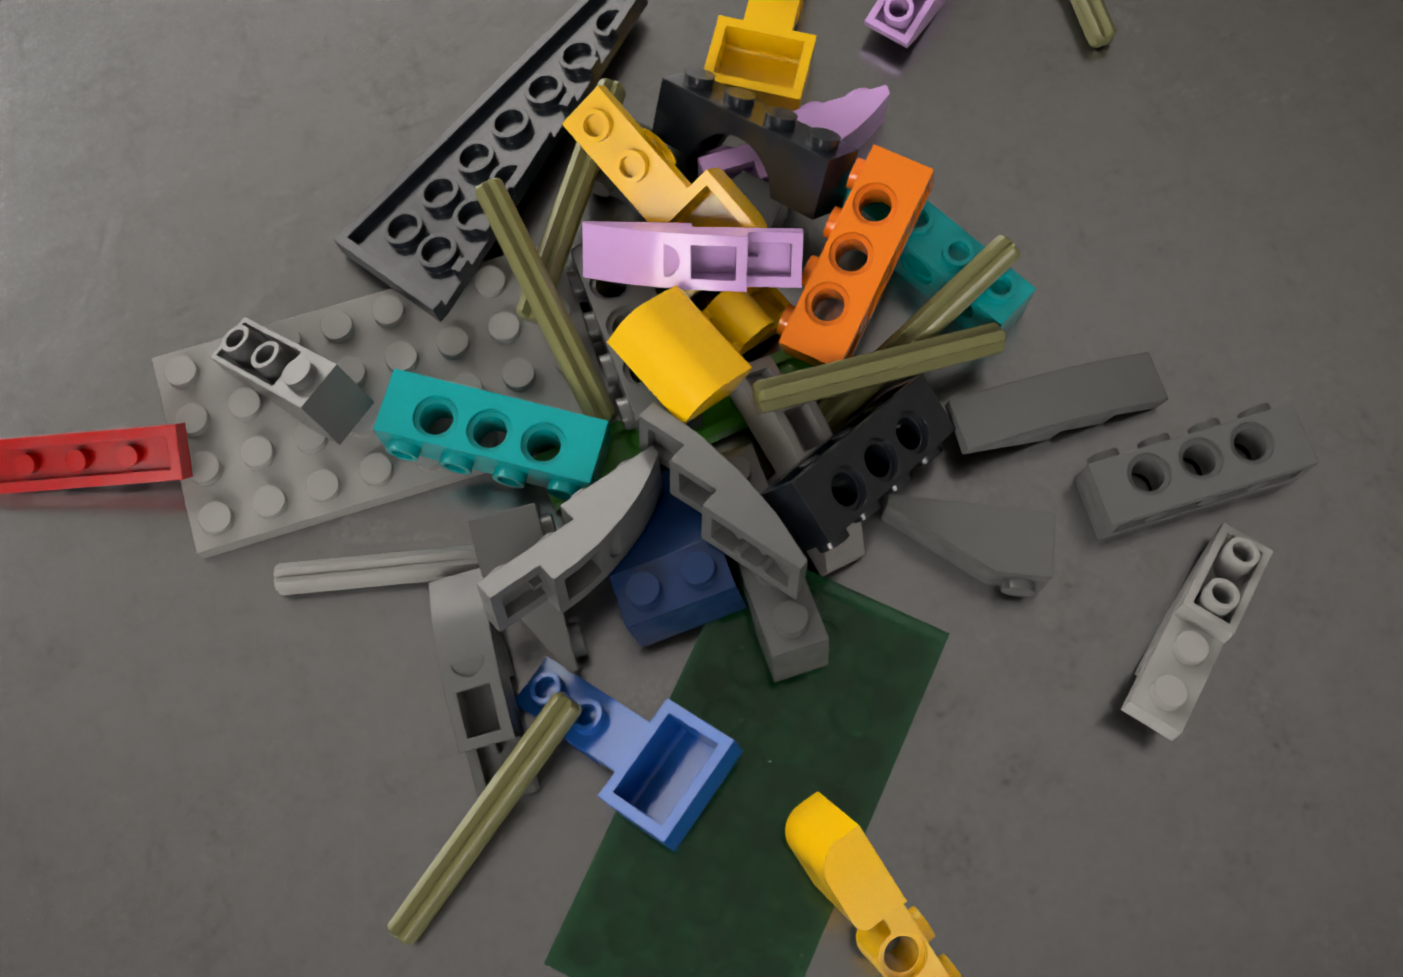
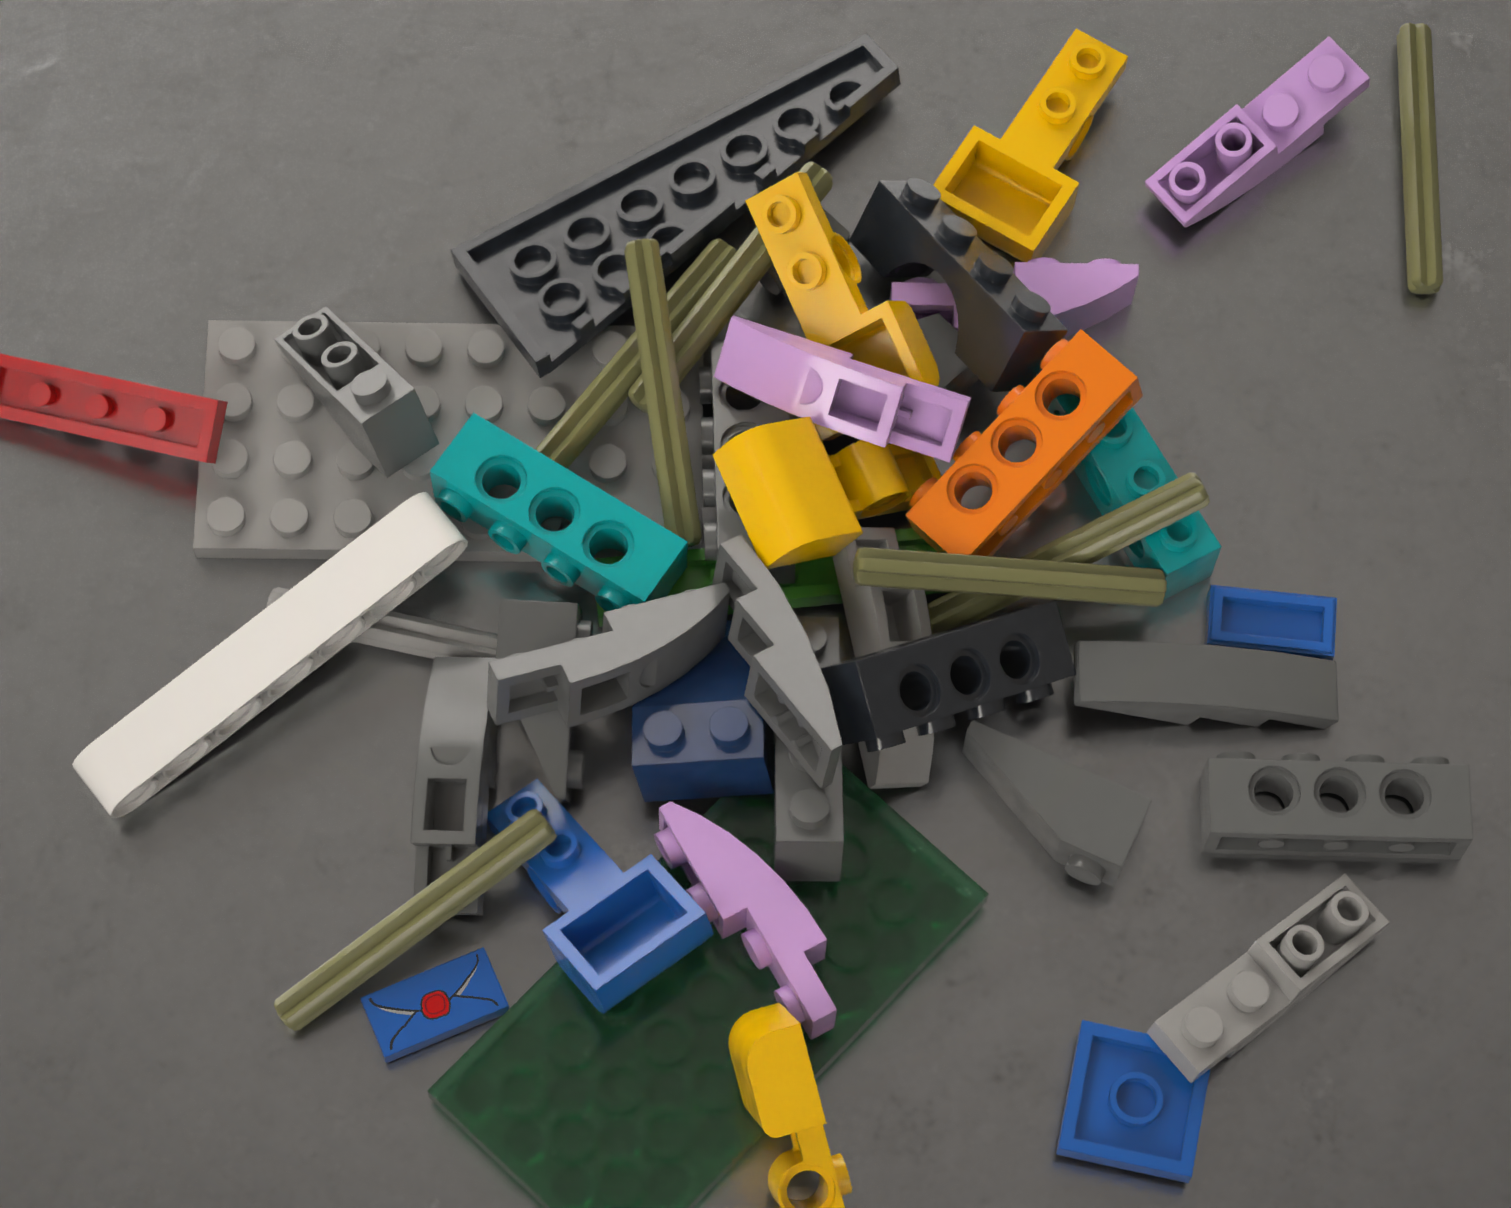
camera: 15 degrees right, 5 degrees down
(286, 628) = (269, 655): none -> white beam
(502, 304) = (612, 384): none -> olive axle
(524, 880) = (435, 1004): none -> blue tile
(749, 701) = (746, 892): none -> lavender slope
(1084, 337) = (1271, 621): none -> blue tile
(1125, 773) = (1130, 1105): none -> blue plate

